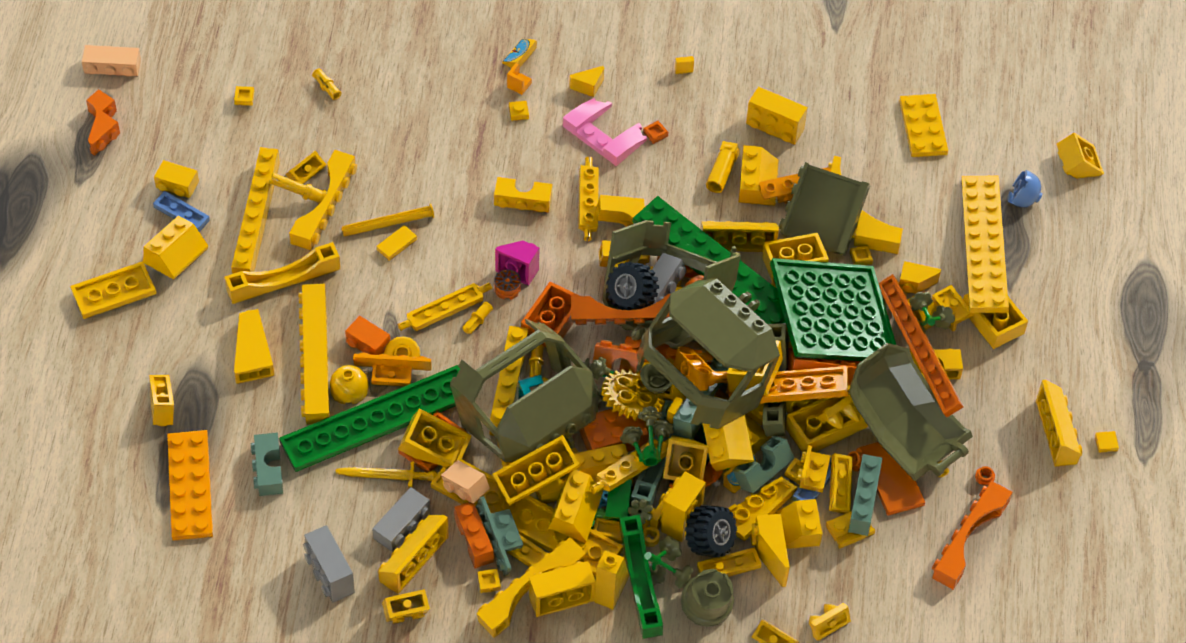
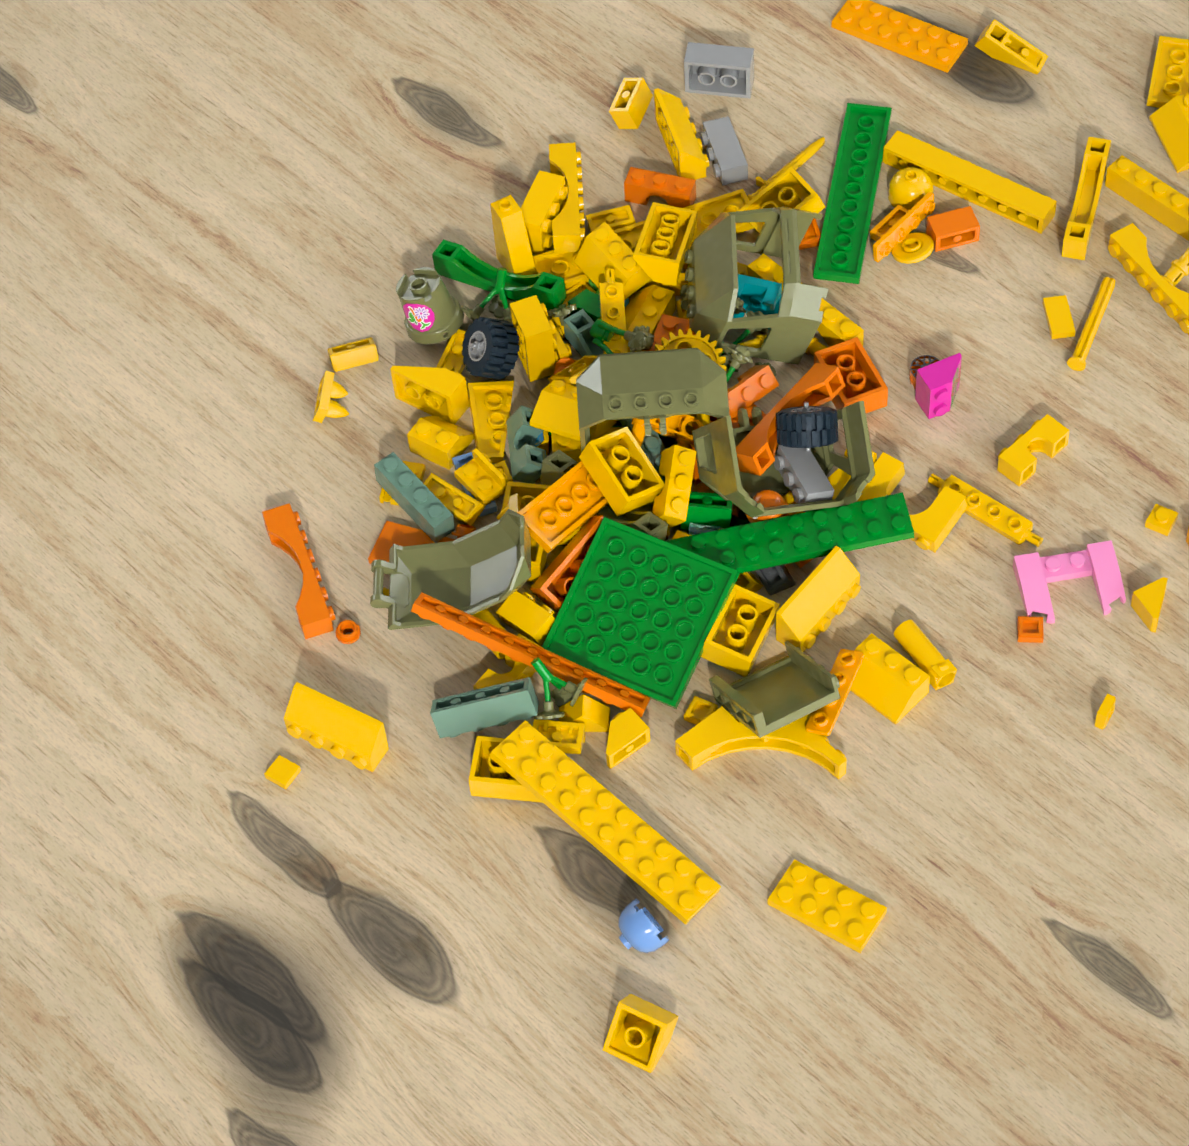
camera: 135 degrees right, 0 degrees up
(252, 350) = (1016, 139): yellow slope -> none
(268, 478) = (856, 80): sand green arch -> none
(445, 307) = (941, 308): yellow plate -> none
(465, 481) = (711, 195): light nougat brick -> none
(477, 318) = (906, 329): yellow axle -> none
(489, 580) = (605, 179): yellow plate -> none
(501, 532) = (637, 203): sand green bracket -> none
(776, 115) = (949, 741): yellow brick -> none
(973, 348) = (484, 708): none -> sand green brick

